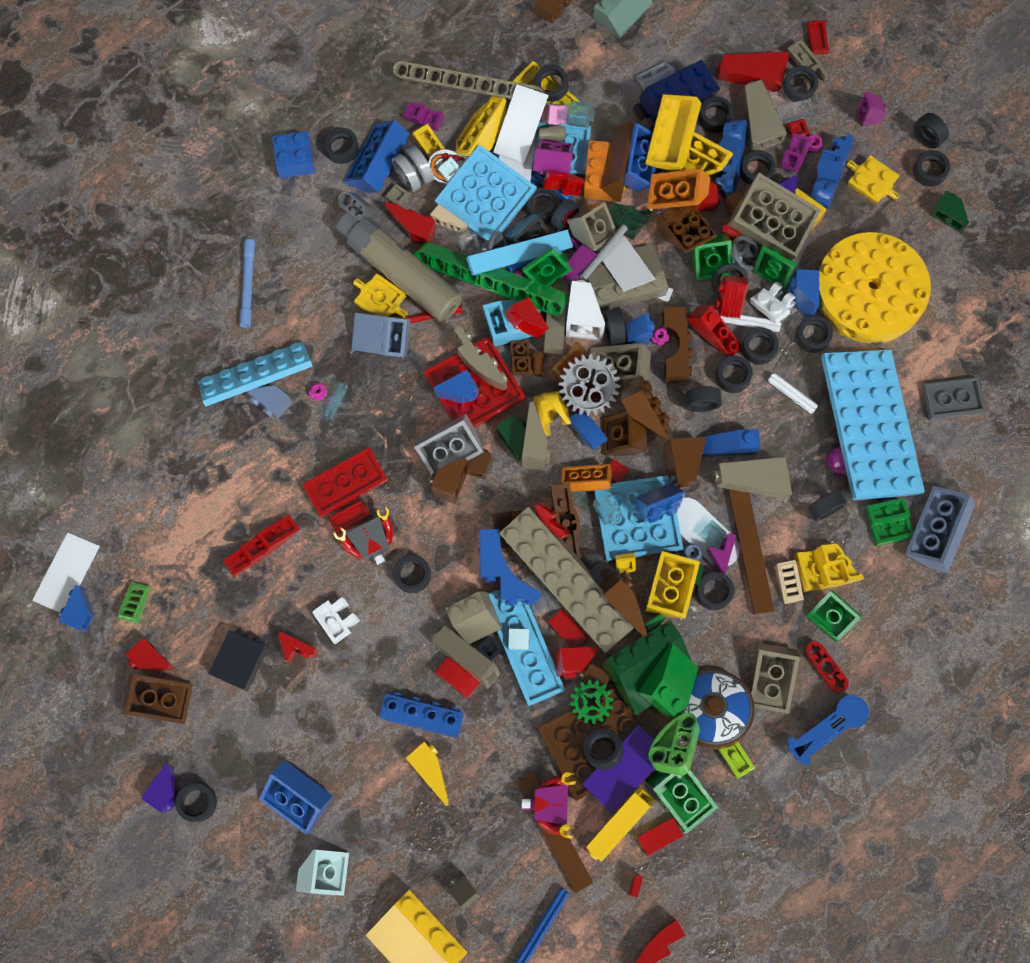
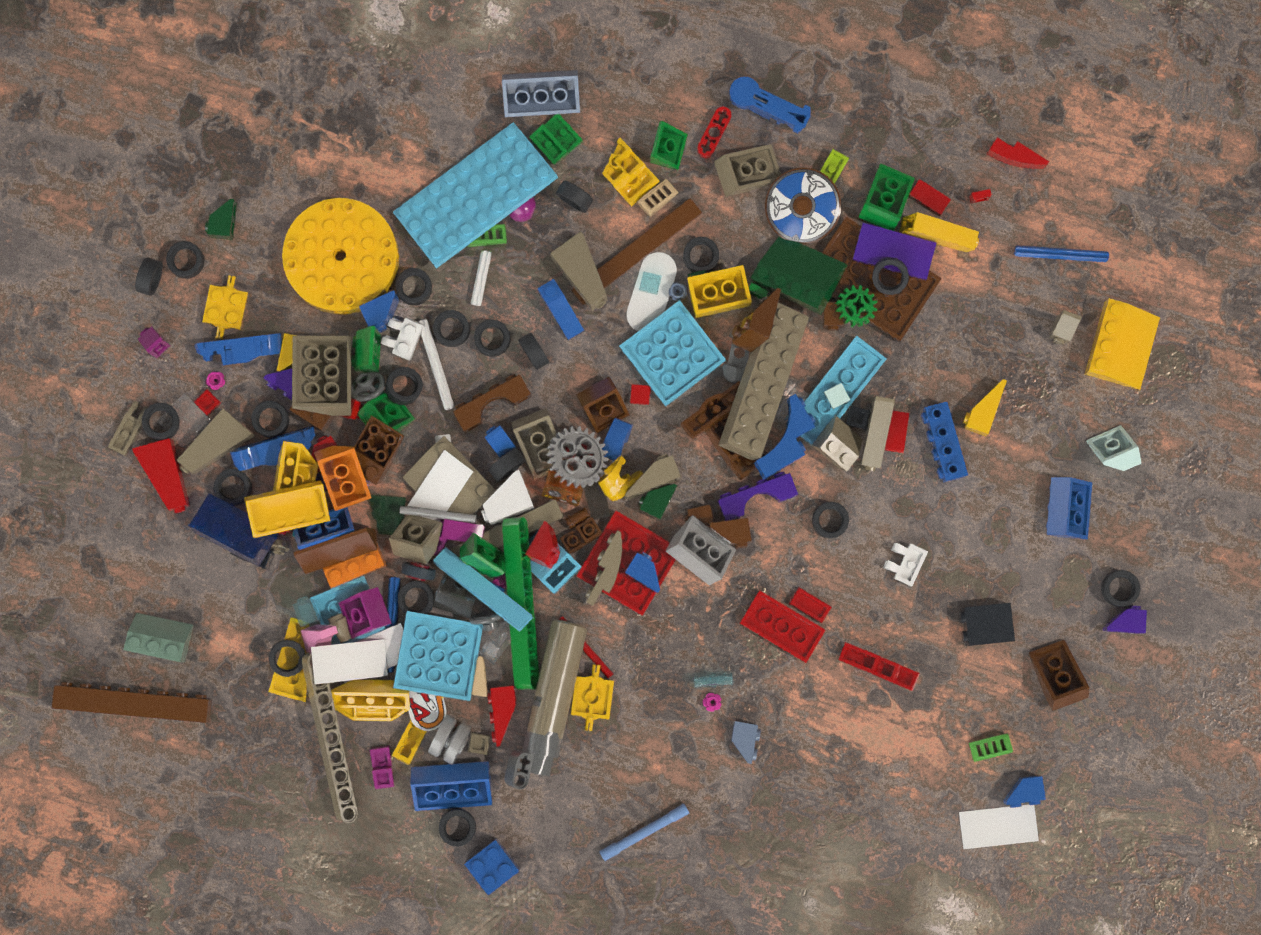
camera: 120 degrees left, 10 degrees up
(147, 657) = (1030, 704): red slope -> none
(254, 373) = (729, 768): medium azure plate -> none
(291, 645) = (949, 587): red slope -> none
(369, 539) = (822, 574): torso -> none
(381, 334) = (630, 673): sand blue slope -> none
(448, 169) = (430, 704): light aqua tile -> none
(465, 545) = (780, 488): none -> dark purple arch
(548, 515) = (721, 426): red slope -> none
(551, 804) = (957, 294): torso -> none
(561, 846) = (974, 284): reddish brown tile -> none
(566, 182) = (385, 585): red slope -> none
(568, 629) = (803, 361): red tile -> none
(573, 660) = (829, 339): red slope -> none
(587, 477) = (662, 415): orange piece -> none
(607, 509) = (683, 380): clear light blue brick -> none
(626, 562) = (719, 342): yellow tile -> none
(644, 407) = (573, 396): reddish brown slope -> none
(655, 74) = (219, 566): light grey slope -> none
(659, 502) = (654, 337): blue slope -> none
(660, 341) = (490, 417): dark pink plate -> none
(668, 745) = (859, 223): bright green beam -> none
(670, 683) = (804, 248): green slope -> none
(683, 460) = (601, 339): reddish brown slope -> none
(714, 330) = (460, 375): red slope -> none
(719, 557) = (670, 263): magenta slope -> none
(732, 296) = (422, 374): red brick -> none
(796, 153) = (235, 391): magenta slope -> none
(817, 37) = (94, 433): red tile -> none
(820, 421) = (486, 241): none -> bright green slope
(953, 398) = (409, 137): dark grey tile -> none

